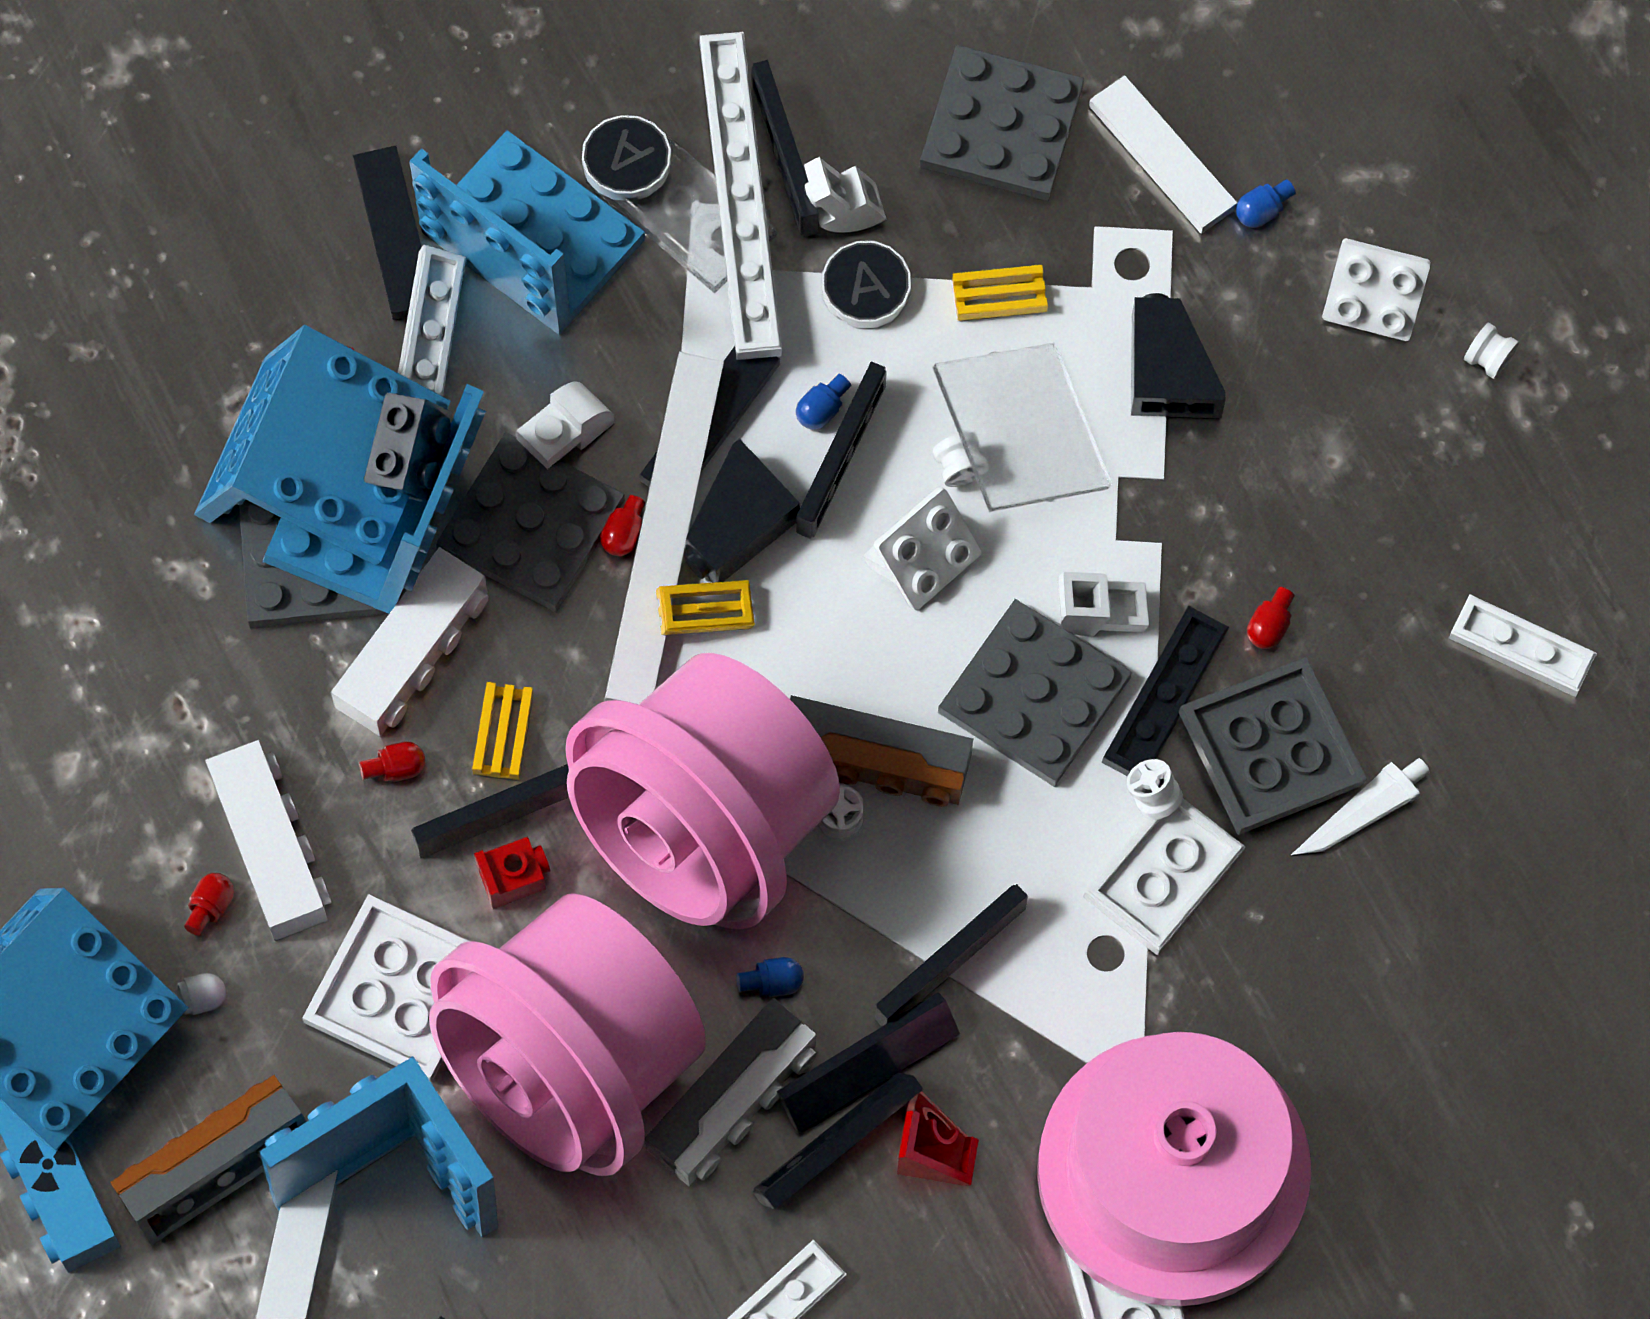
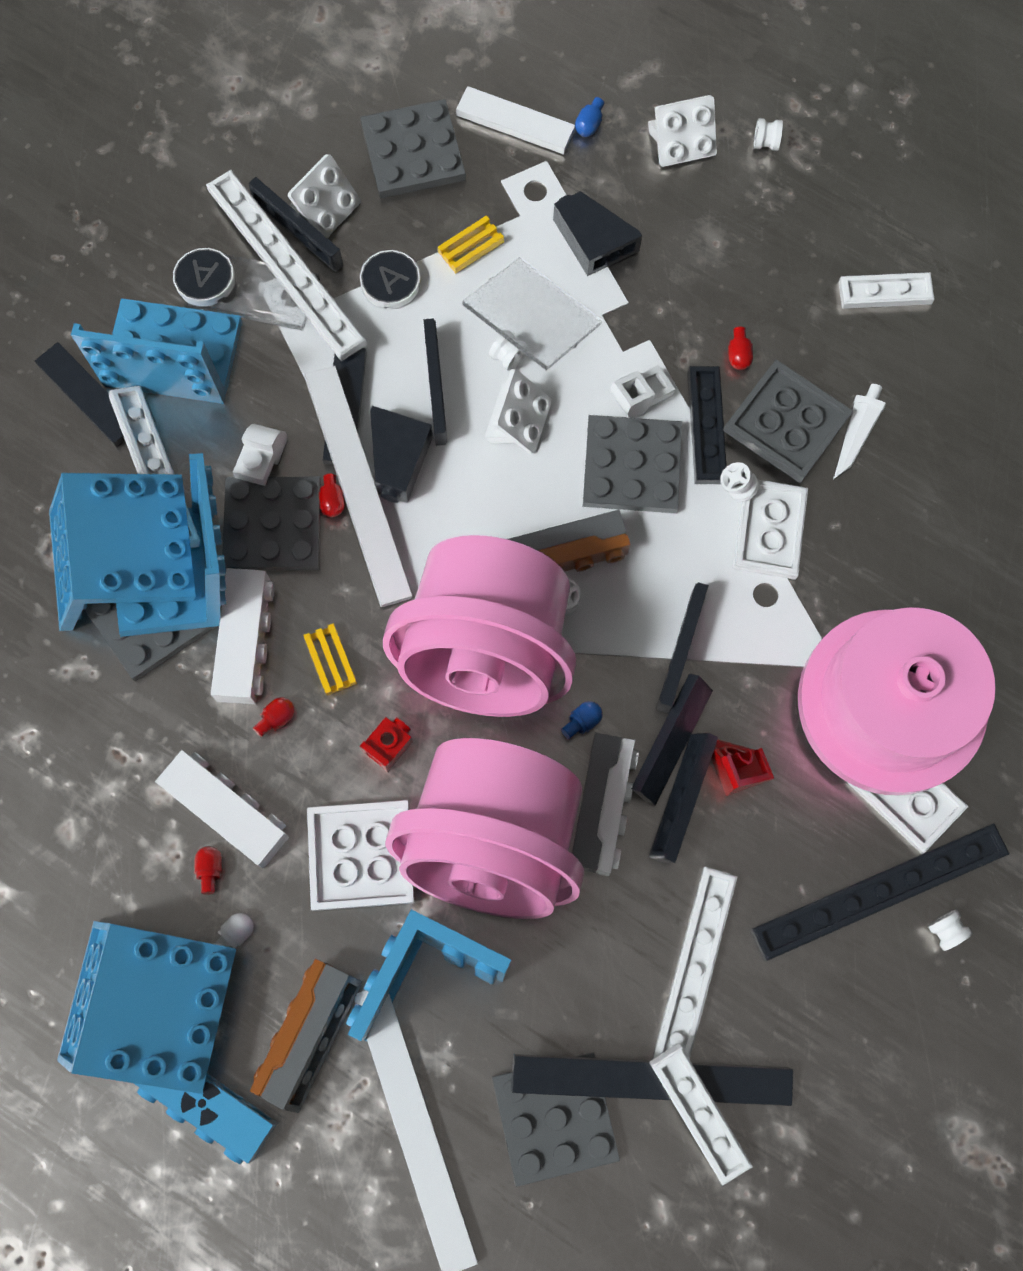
camera: 30 degrees left, 5 degrees up
(408, 445) = (172, 514): black bracket -> none
(491, 812) = (354, 711): black tile -> none
(667, 611) = (389, 532): yellow tile -> none
(821, 403) = (406, 361): blue cylinder -> none
(842, 128) = (324, 196): none -> white bracket
(844, 199) = (348, 234): white brick -> none

